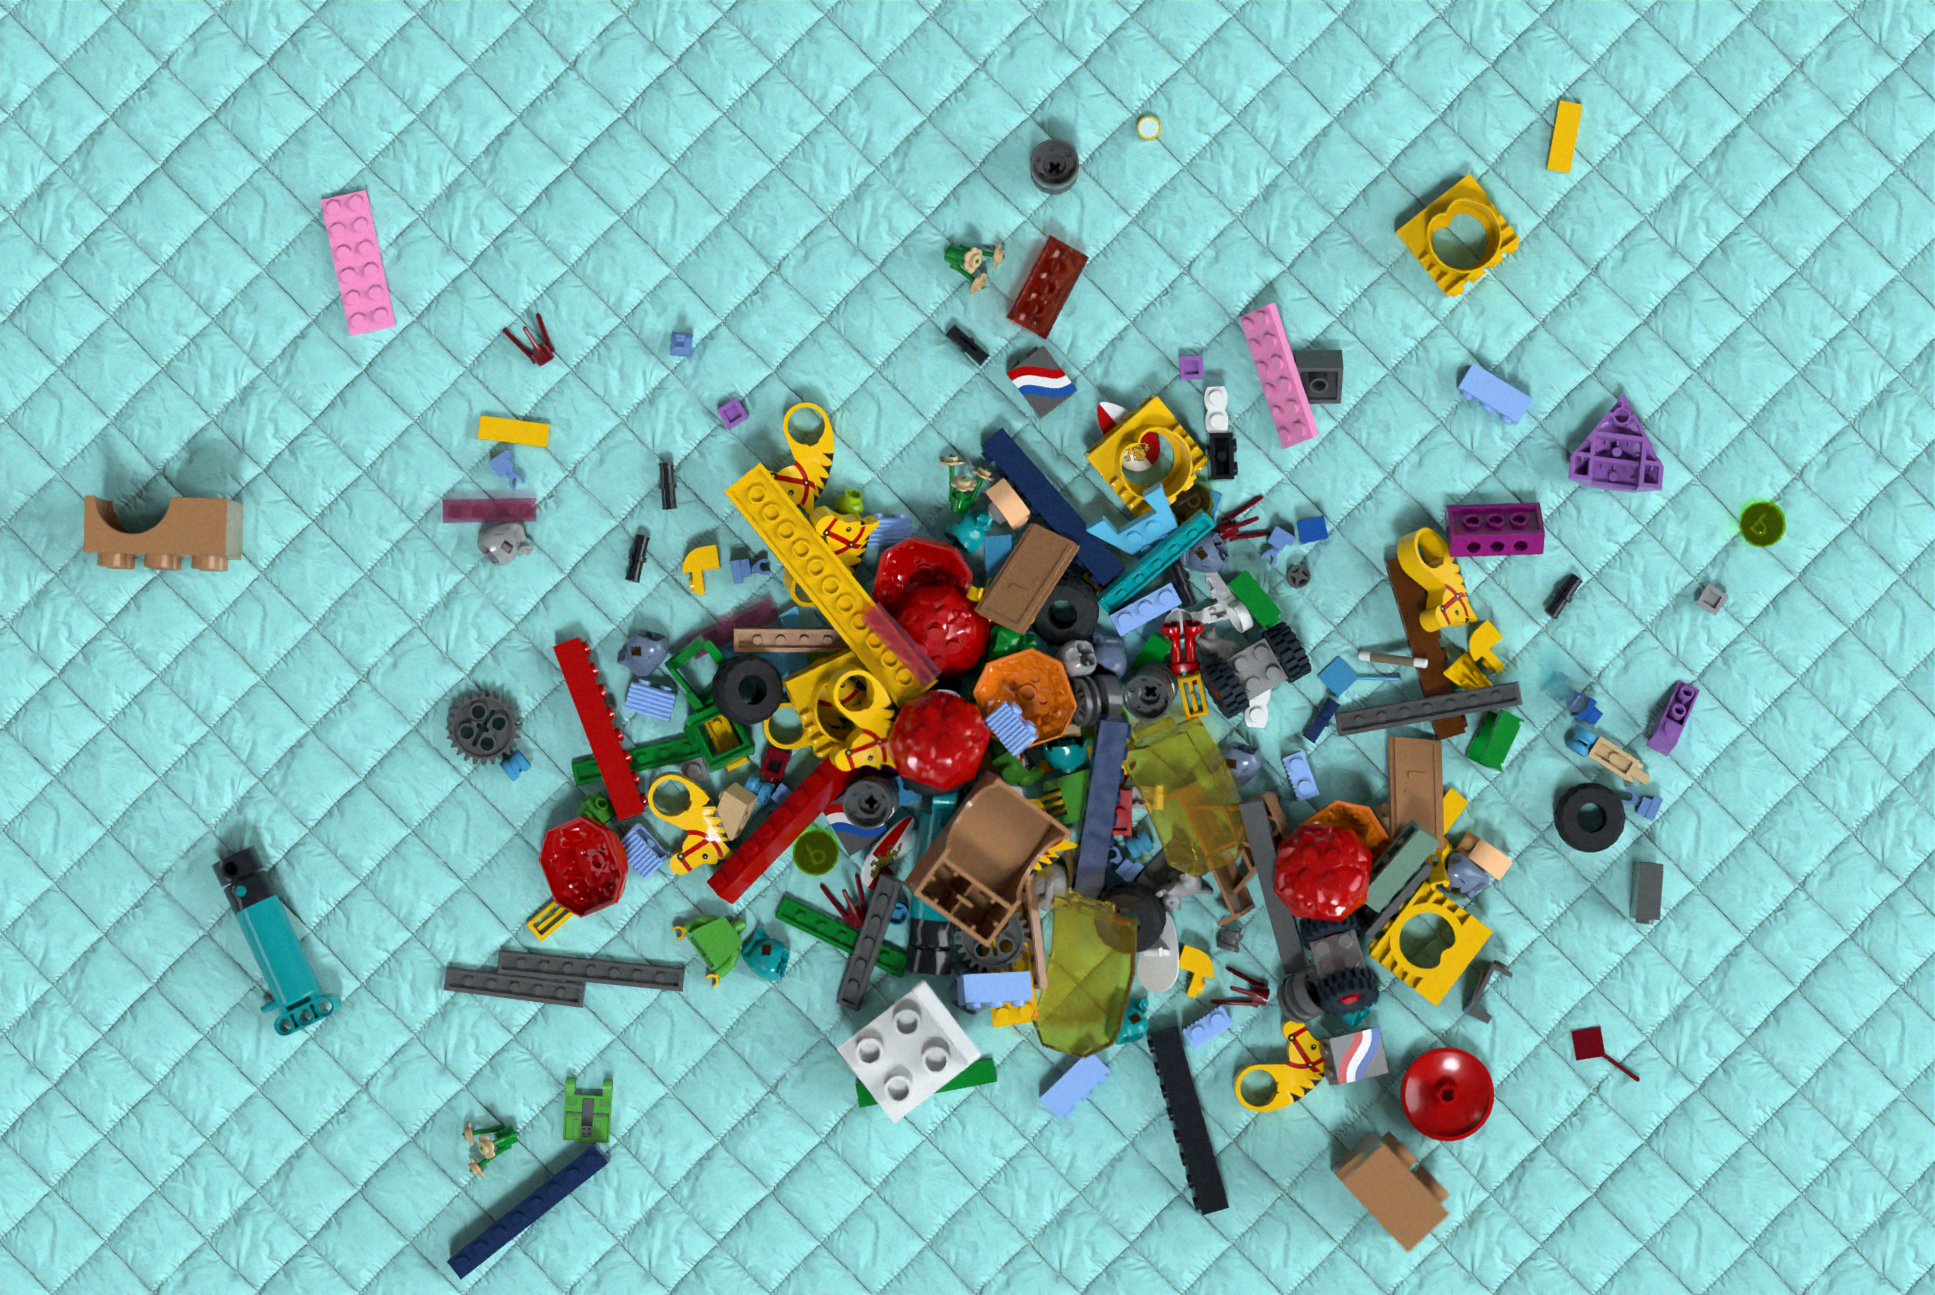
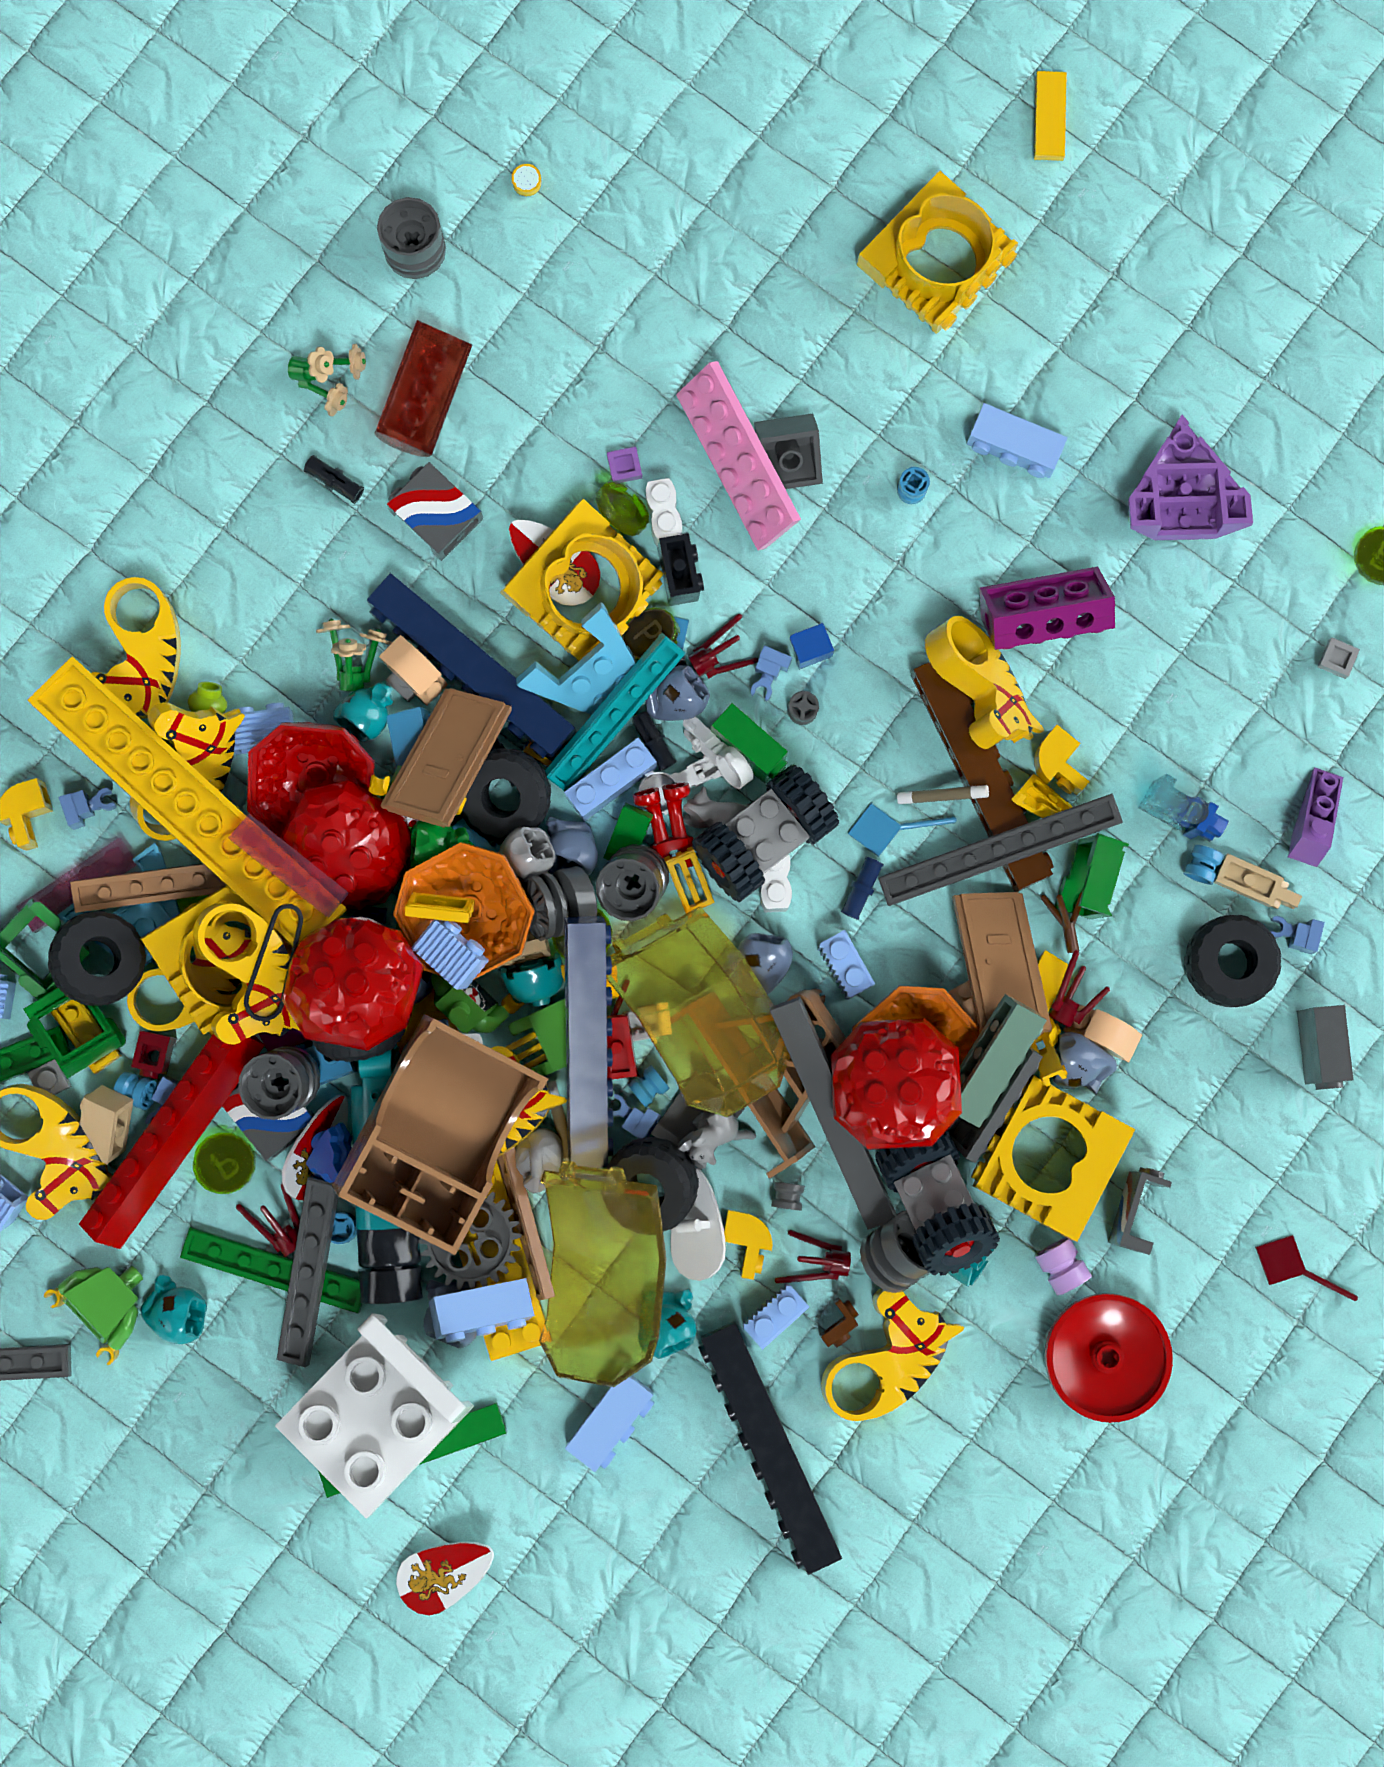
camera: 15 degrees left, 5 degrees down
(732, 413) = (42, 610): medium lavender plate -> none
(874, 711) = (260, 957): none -> black piece
(899, 859) = (329, 1152): none -> blue rock
(936, 1175) = (442, 1575): none -> shield
(1008, 693) = (439, 907): none -> yellow tile
(1184, 403) = (621, 509): none -> clear neon green tile
(1252, 1045) = (839, 1331): none -> reddish brown bracket
(1353, 1056) = (976, 1326): panel -> none
(1398, 1199) = (1064, 1504): medium nougat piece -> none
(1409, 417) = (913, 492): none -> dark azure wheel
(1425, 1023) = (1064, 1268): none -> lavender wheel
(1457, 834) = (1063, 1008): none -> dark red plant
(1471, 772) = (1067, 924): none -> reddish brown plant
(1563, 596) = (1148, 682): black pin -> none

